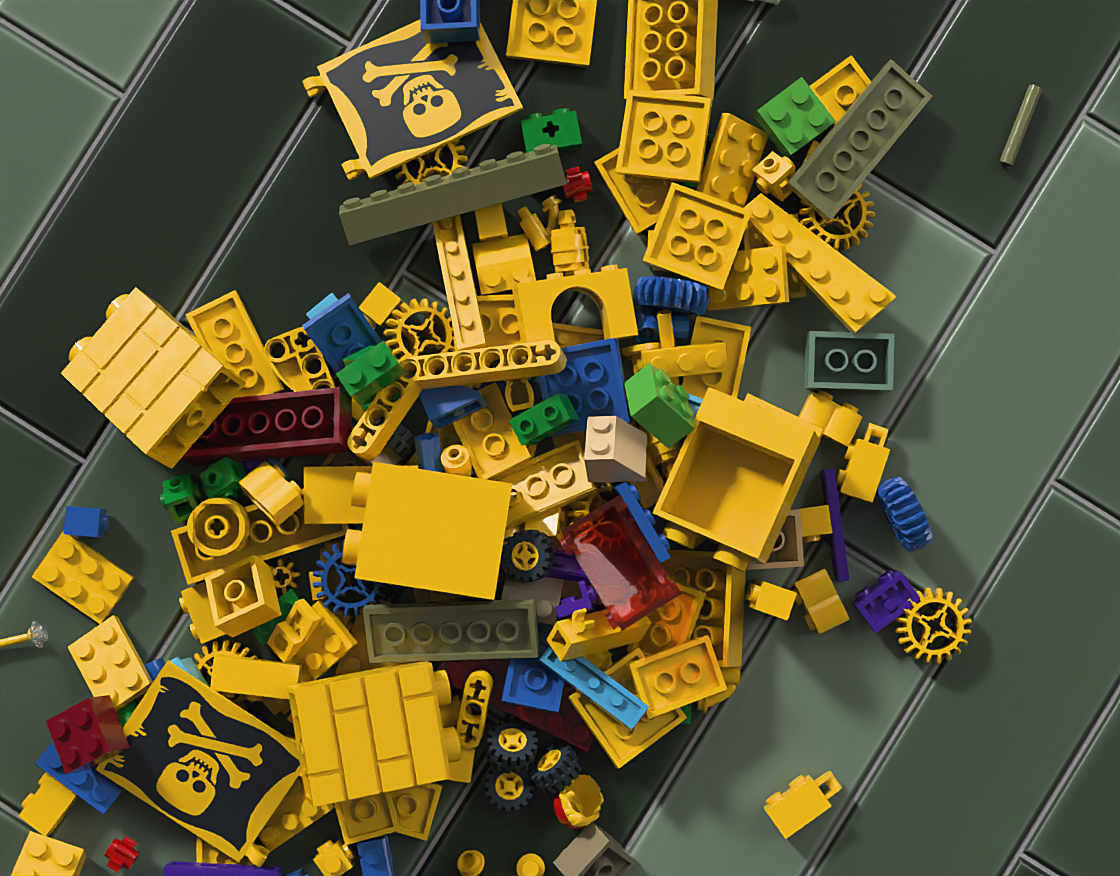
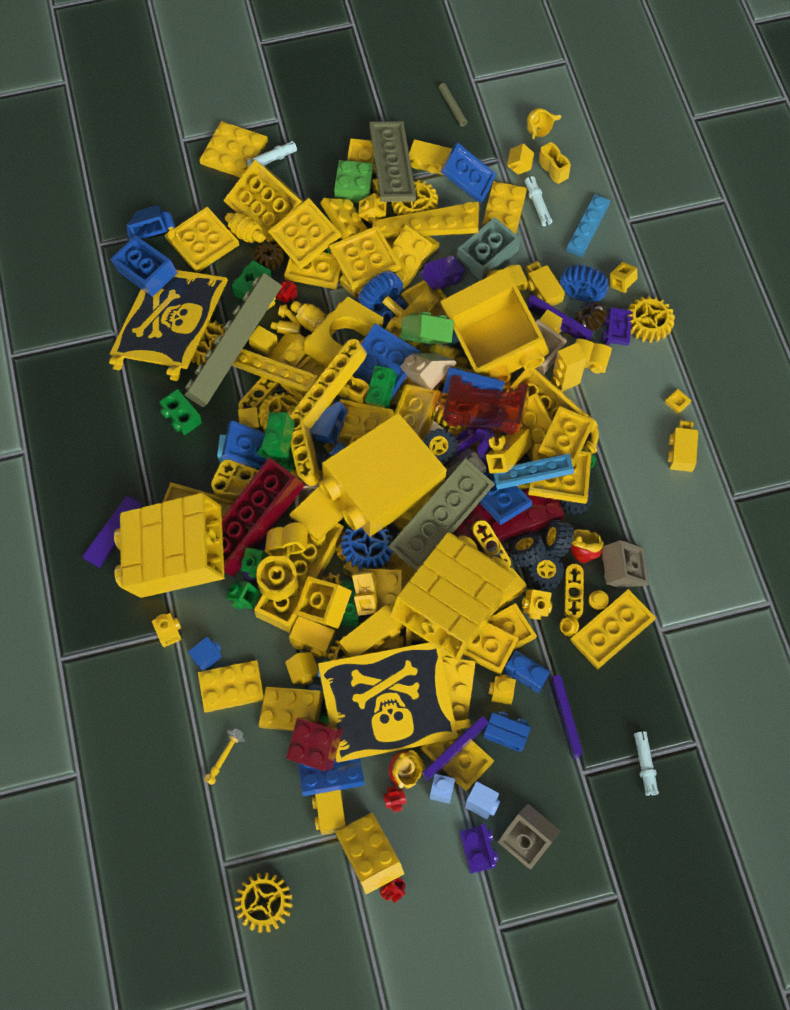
camera: 50 degrees left, 20 degrees down
(75, 454) = (167, 629): none -> yellow brick
(102, 291) = (104, 542): none -> dark purple tile
(159, 839) = (406, 768): none -> yellow hair
(164, 635) = (302, 668): none -> yellow brick
(328, 218) = (183, 410): none -> green brick
(406, 288) = (260, 385): none -> yellow beam
(461, 810) = (537, 604): none -> yellow brick
(495, 841) = (579, 579): none -> yellow beam
(591, 118) = (269, 255): none -> dark brown gear
(612, 55) = (245, 227): none -> yellow piece
(767, 340) = (443, 273): none -> dark purple brick
(856, 745) = (677, 401): none -> yellow tile
(870, 559) = (592, 315): none -> dark brown gear
(918, 182) = (428, 156): none -> yellow brick
(931, 242) = (468, 172): none -> blue plate
(931, 322) = (505, 204): none -> yellow plate
(953, 541) = (623, 277): none -> yellow brick
(976, 354) = (535, 195): none -> light aqua pin
(999, 441) = (588, 225): none -> dark azure plate
(1012, 283) = (520, 159): none -> yellow brick
(1046, 320) = (554, 162): none -> yellow brick
(1100, 259) = (540, 118): none -> yellow hair

